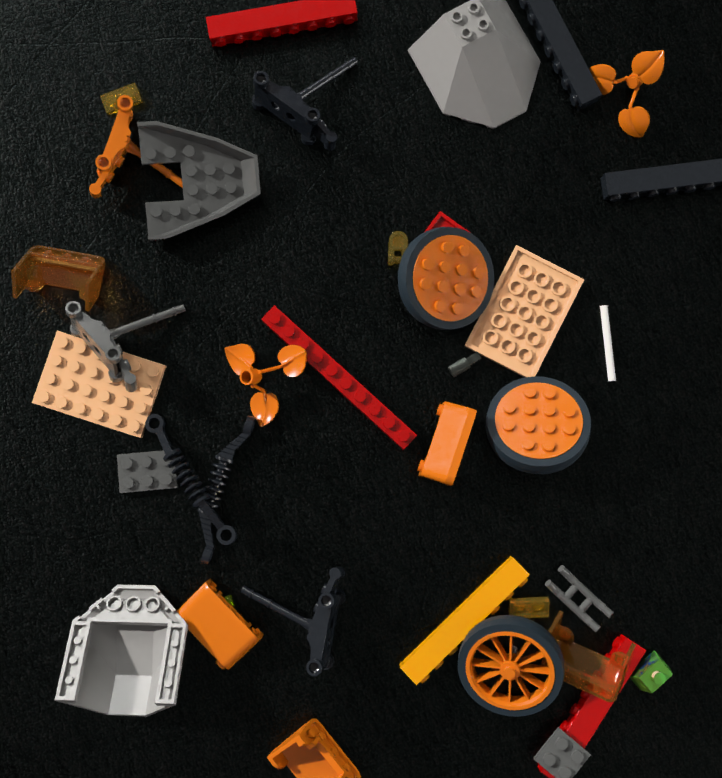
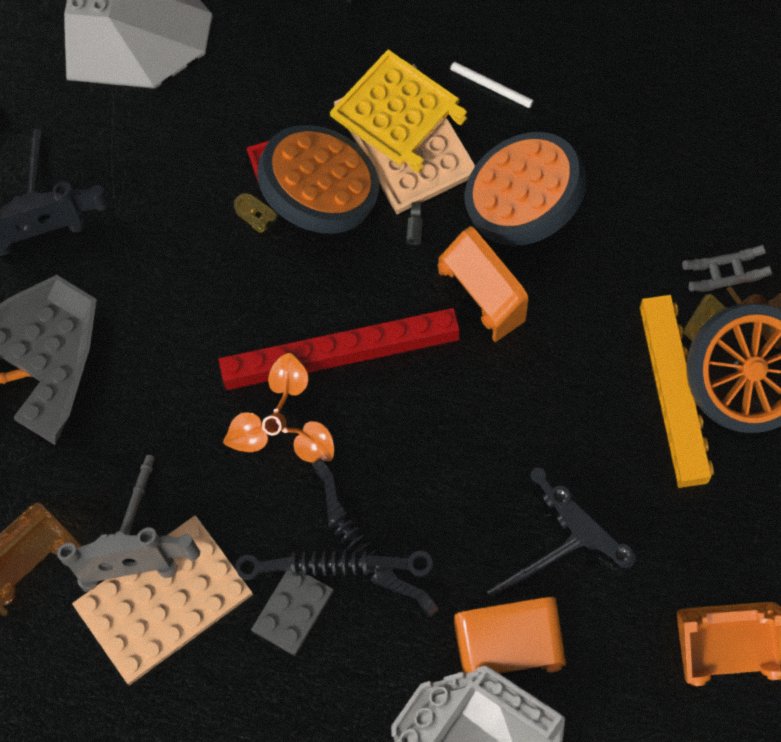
camera: 50 degrees left, 15 degrees down
(539, 292) = (396, 109): none -> yellow plate

